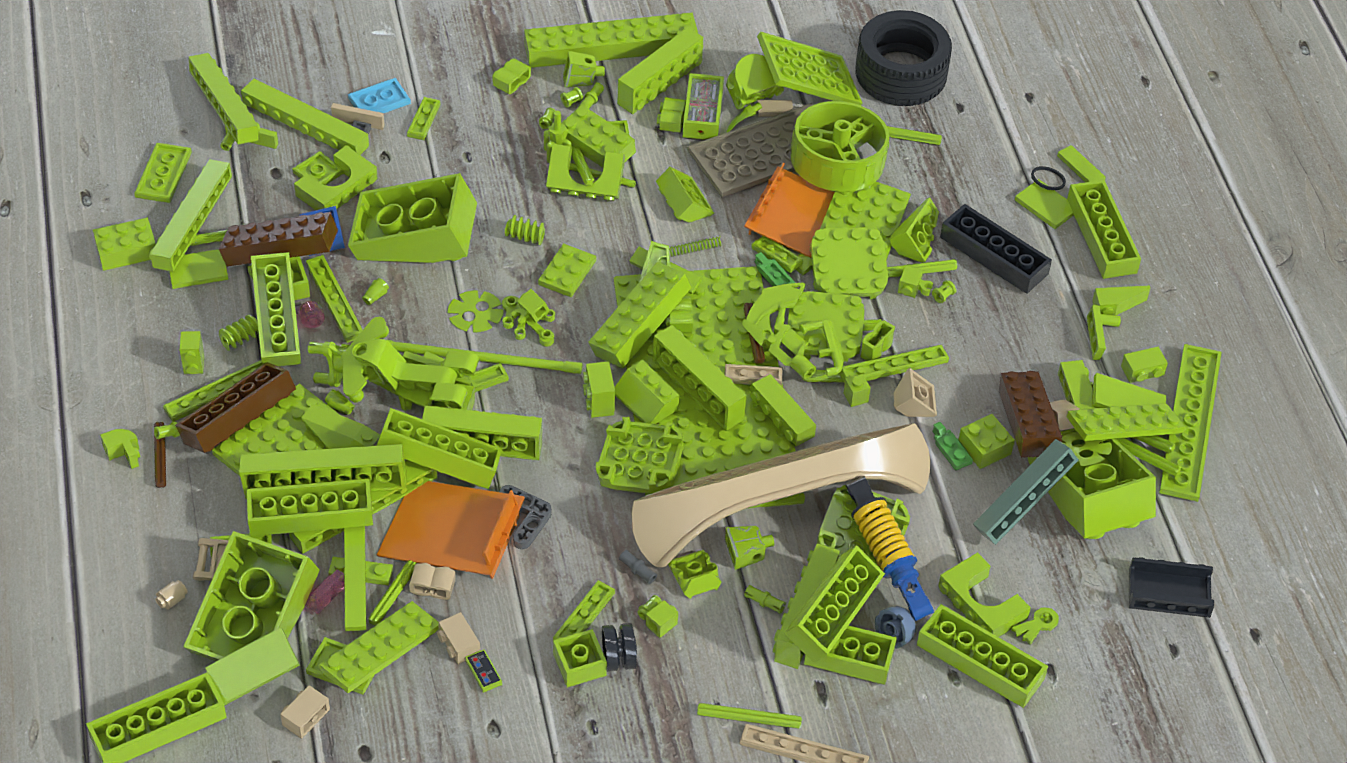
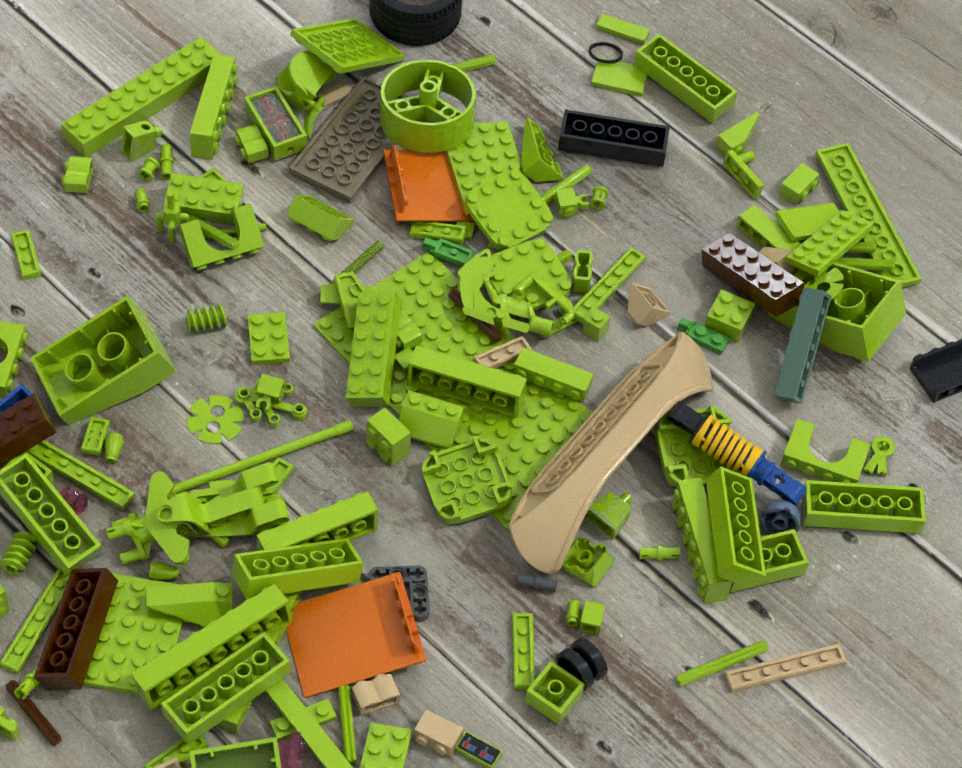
camera: 35 degrees left, 5 degrees up
(365, 277) = (95, 436): none -> lime plate

